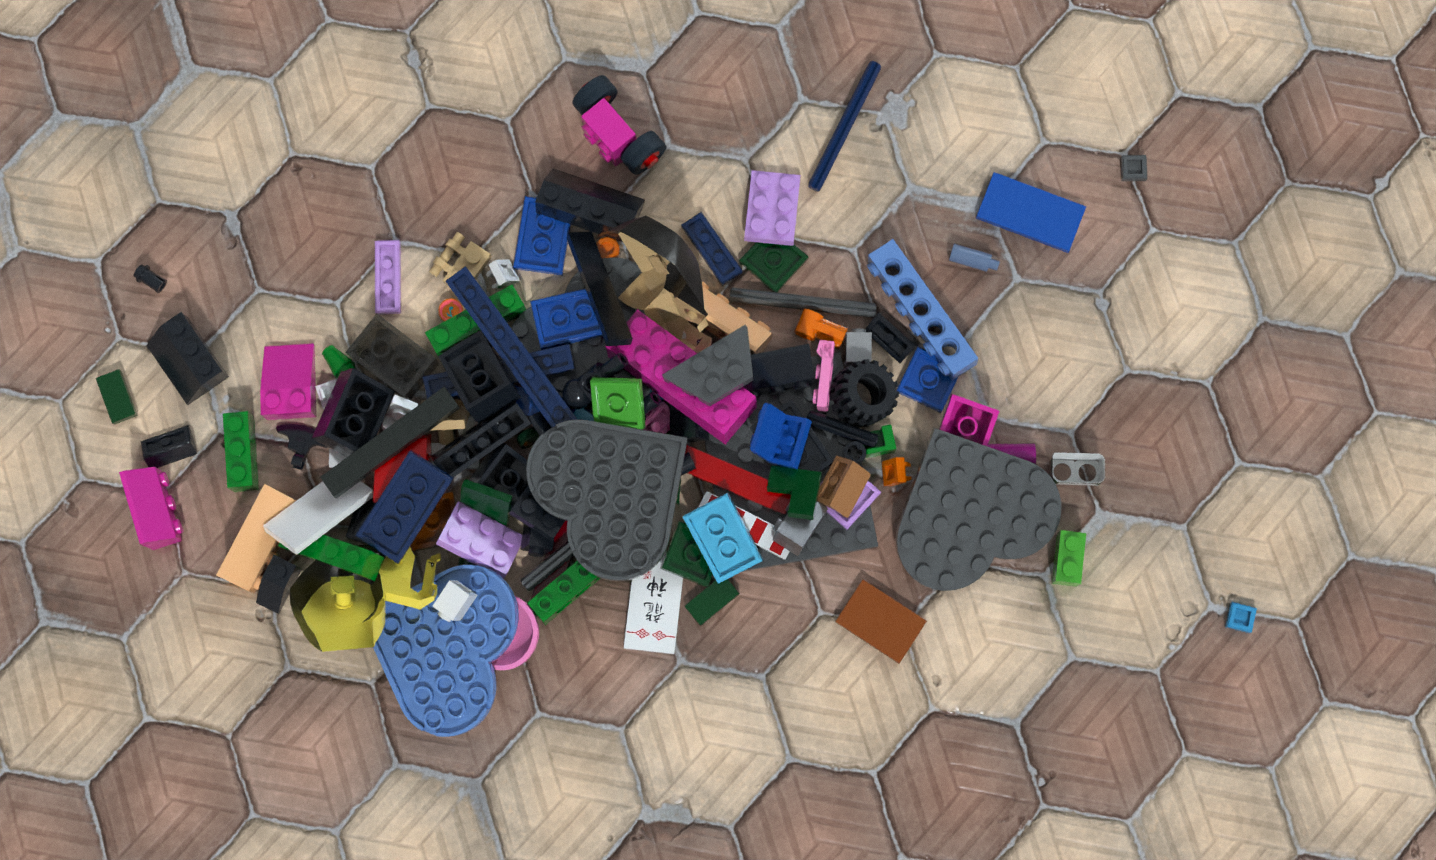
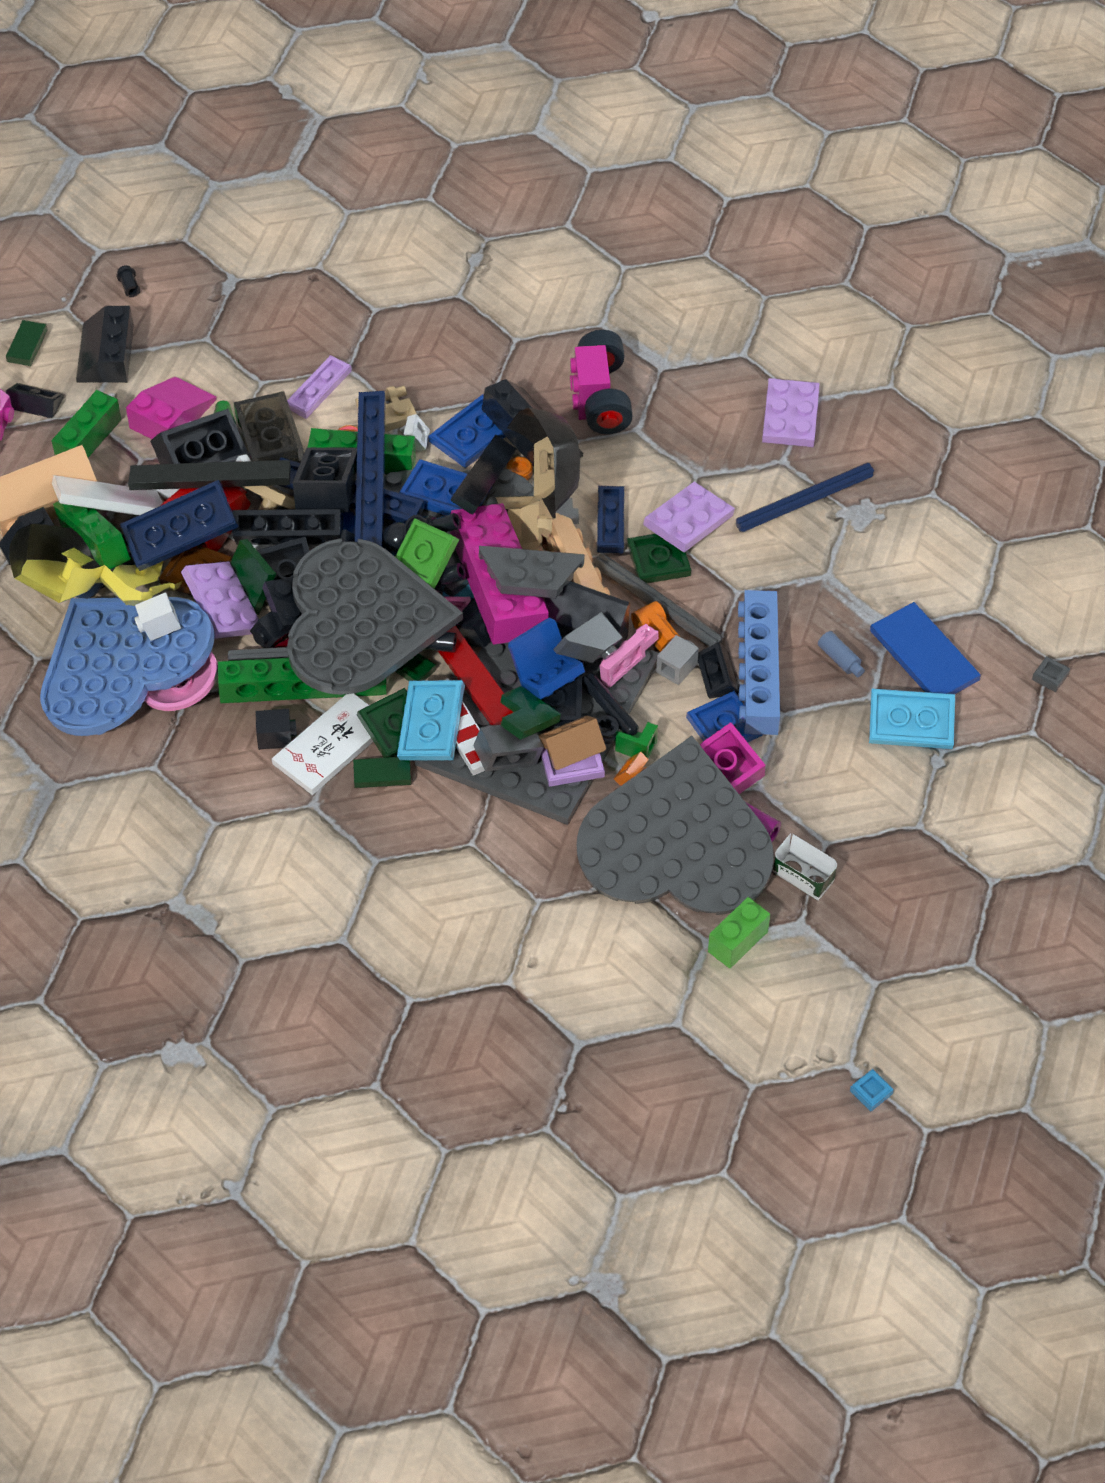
camera: 30 degrees right, 25 degrees down
(299, 441) = (140, 455): black piece -> none
(607, 621) = (274, 728): none -> black brick
(776, 48) = (791, 412): none -> lavender plate
(800, 393) = (590, 640): none -> slope
(878, 383) = (665, 674): black tyre -> none
(881, 621) = (520, 881): dark orange tile -> none
(1063, 281) = (912, 718): none -> medium azure tile

